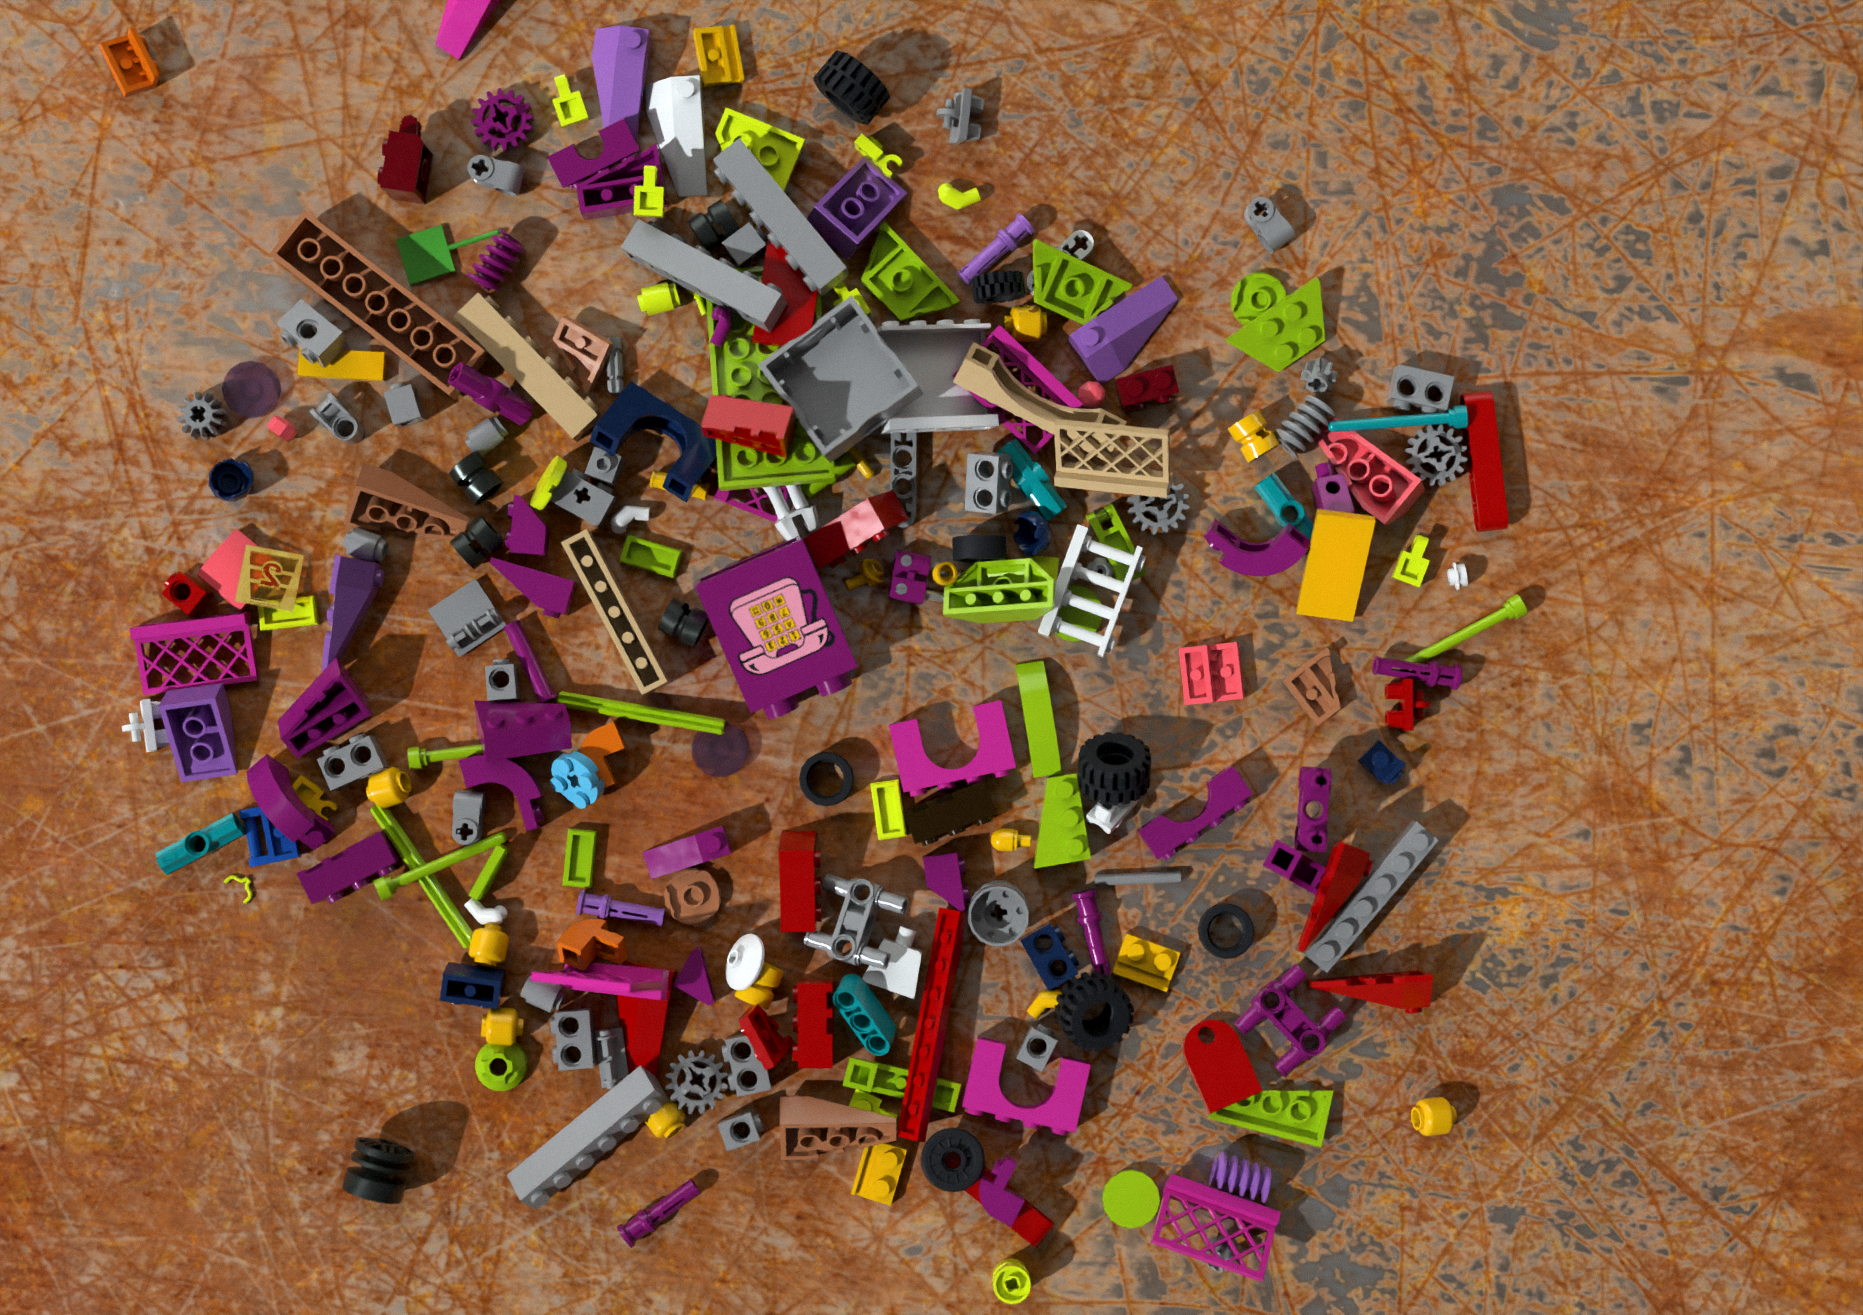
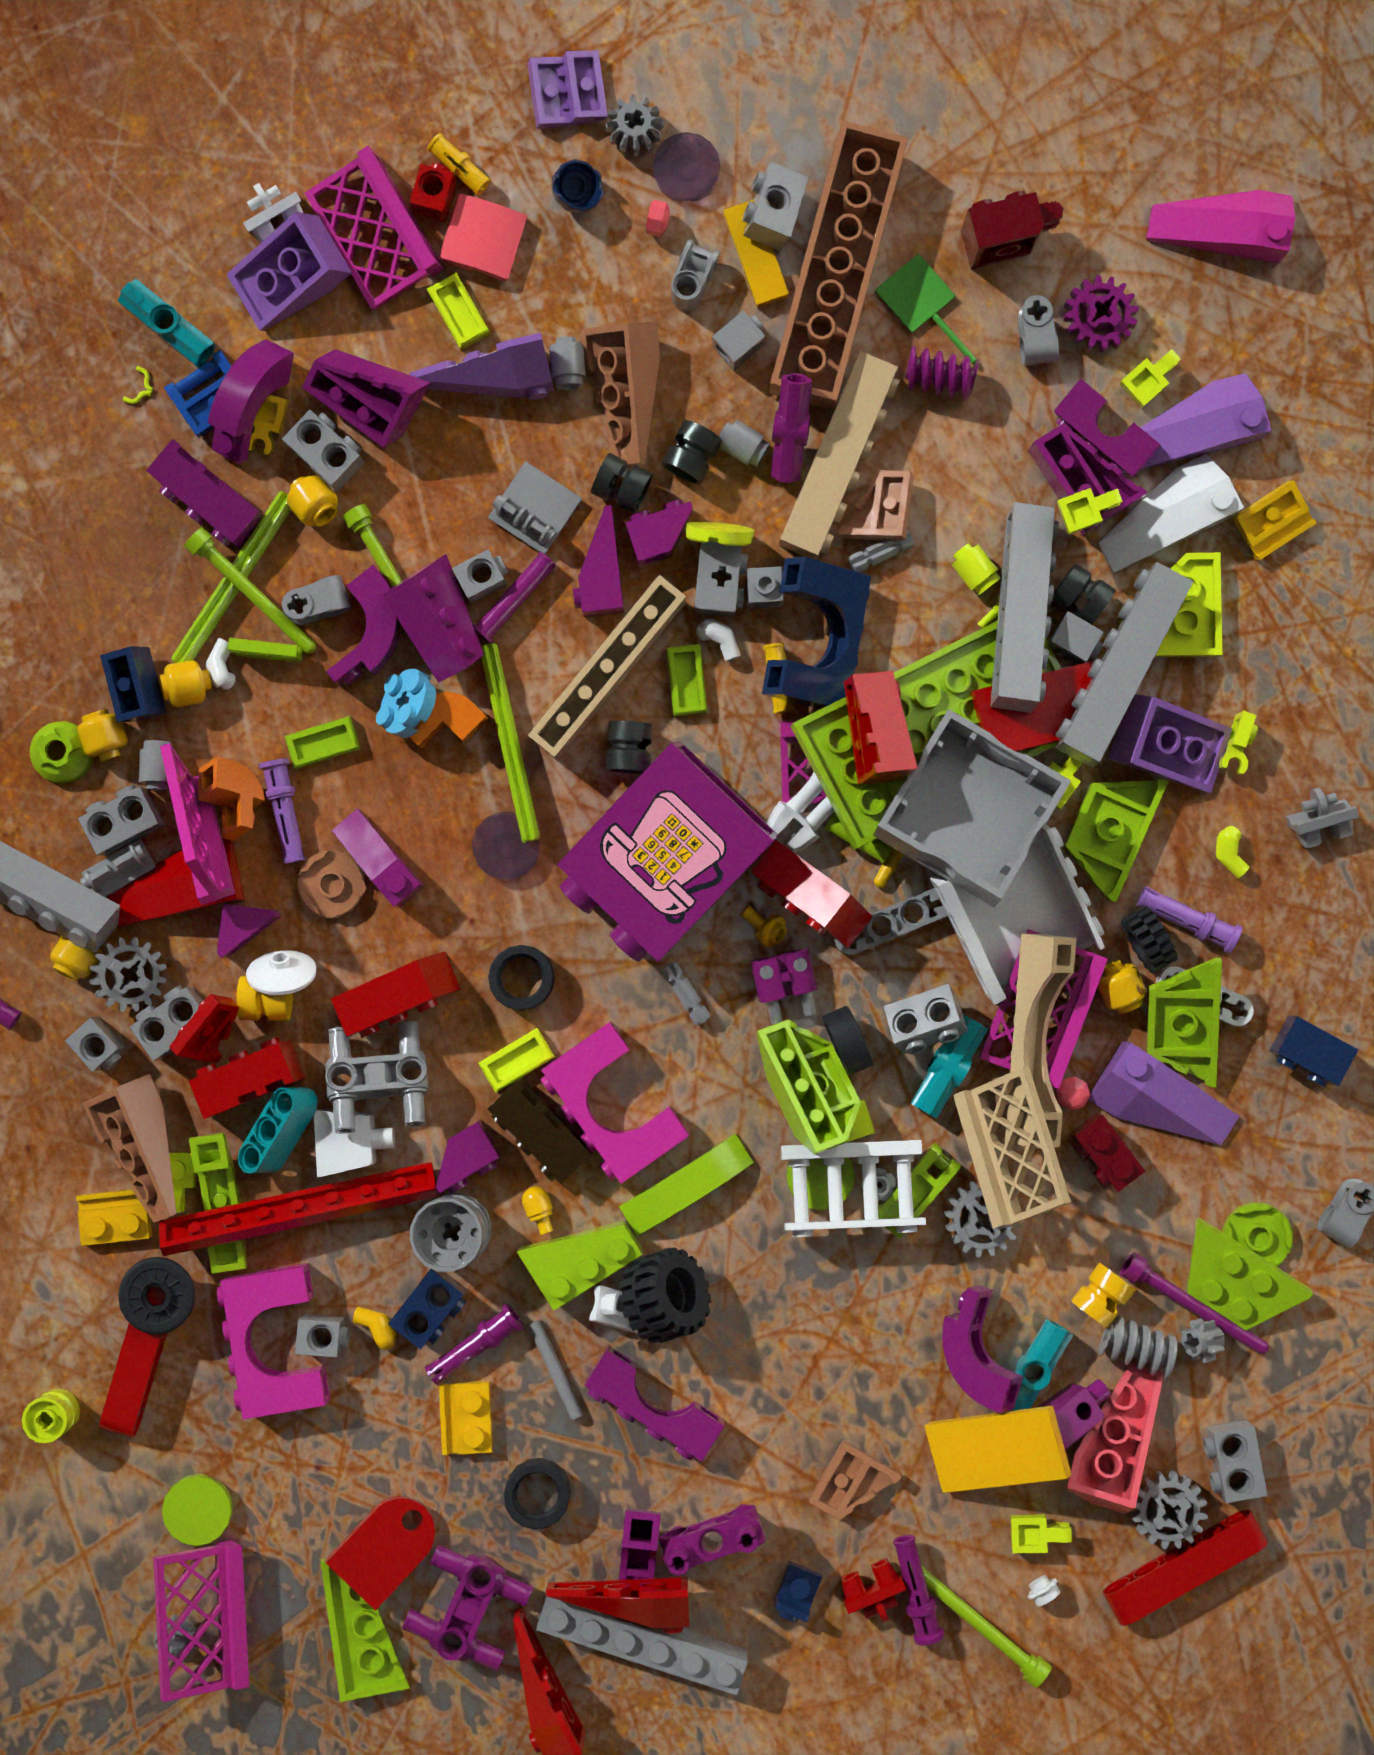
camera: 75 degrees right, 0 degrees up
(150, 456) = (567, 89): none -> medium lavender slope
(156, 573) = (474, 179): none -> yellow pin
(269, 578) = (487, 274): clear yellow tile -> none
(723, 328) = (974, 653): magenta arm -> none
(851, 87) = (1303, 682): black tyre -> none
(892, 657) = (686, 993): none -> light grey axle
(944, 567) = (810, 1009): yellow hinge -> none
(995, 1197) = (132, 1365): magenta brick -> none
(1033, 533) = (890, 1093): dark blue hair -> none
(1104, 1028) = (371, 1402): black tyre -> none
(1135, 199) = (1313, 1051): none -> dark blue brick
(1211, 673) = (817, 1357): coral slope -> none
(1241, 1176) = (273, 1624): medium lavender piece -> none
(1246, 401) = (1136, 1269): none -> magenta piece
(1453, 417) = (1222, 1516): teal piece -> none

